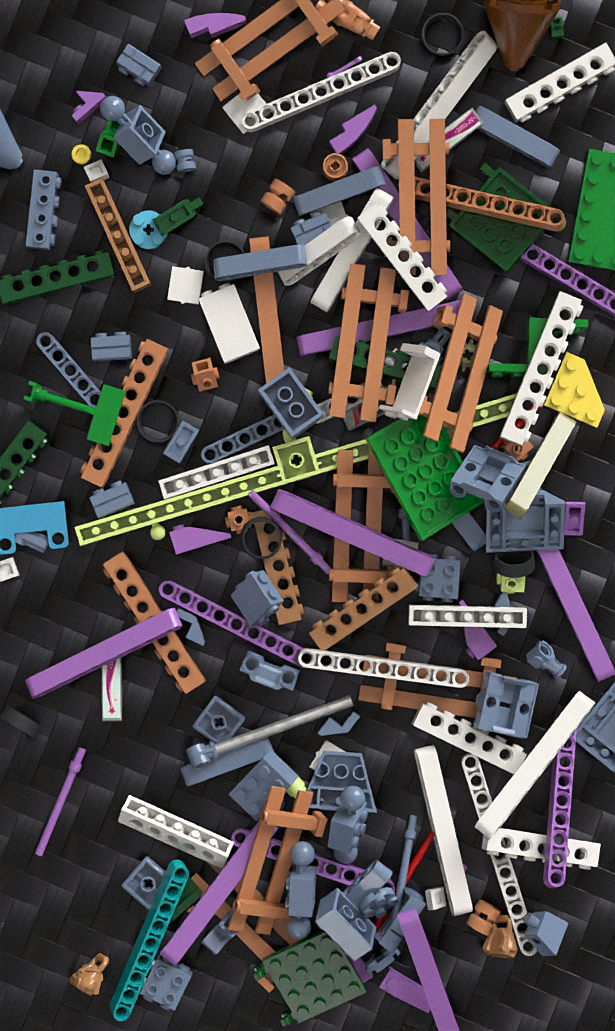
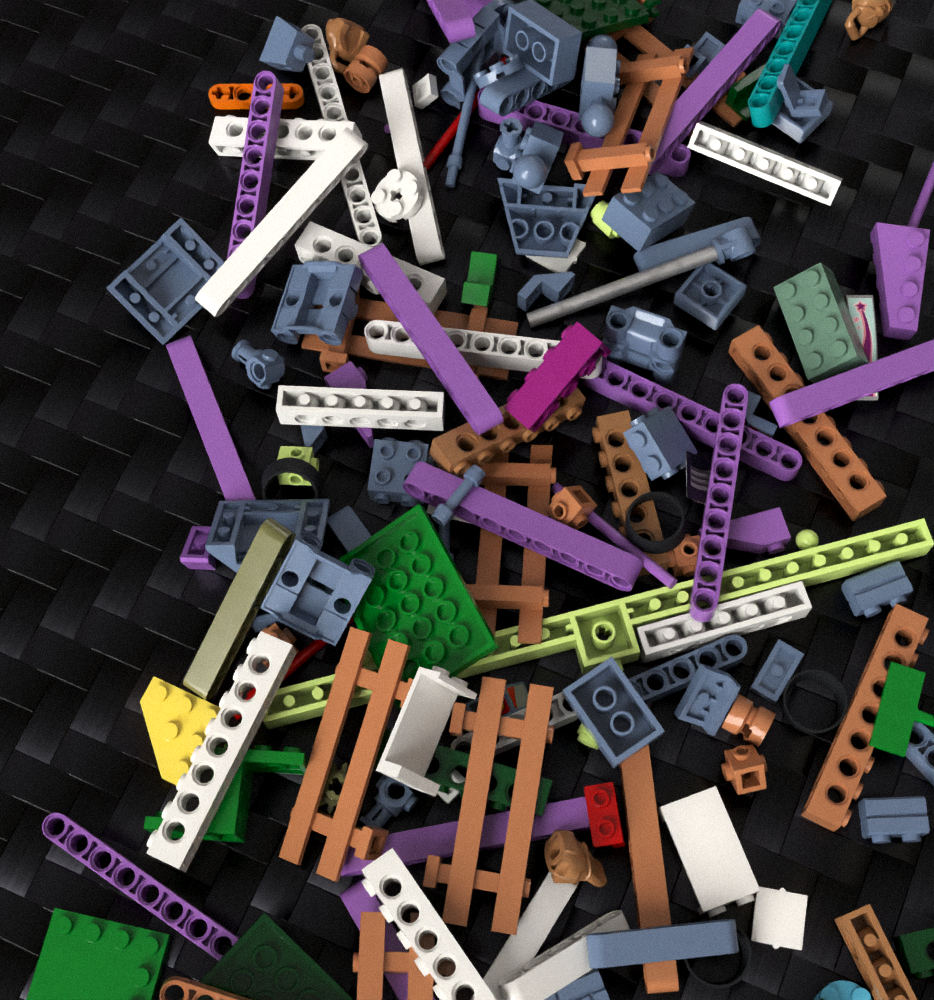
camera: 175 degrees left, 20 degrees down
(81, 738) = (900, 272): none -> medium lavender wedge
(141, 694) = (820, 323): none -> sand green brick
(149, 882) = (800, 102): none -> sand blue bracket
(201, 407) = (748, 720): none -> nougat wheel
(218, 562) = (719, 512): none -> medium lavender beam
(227, 419) = (708, 698): none -> sand blue bracket
(227, 574) = (698, 477): none -> black sticker
(294, 342) = (604, 815): none -> red bracket
(315, 312) = (571, 860): none -> medium nougat piece
(321, 544) = (571, 507): none -> nougat brick
(329, 636) = (556, 376): none -> magenta wedge
(368, 844) = (507, 143): none -> sand blue connector
(387, 731) = (480, 279): none -> green brick
(405, 534) = (444, 513): none -> sand blue bar
(421, 669) = (431, 339): none -> medium lavender beam
(441, 797) = (388, 187): none -> white plate
(568, 897) = (226, 103): none -> orange beam

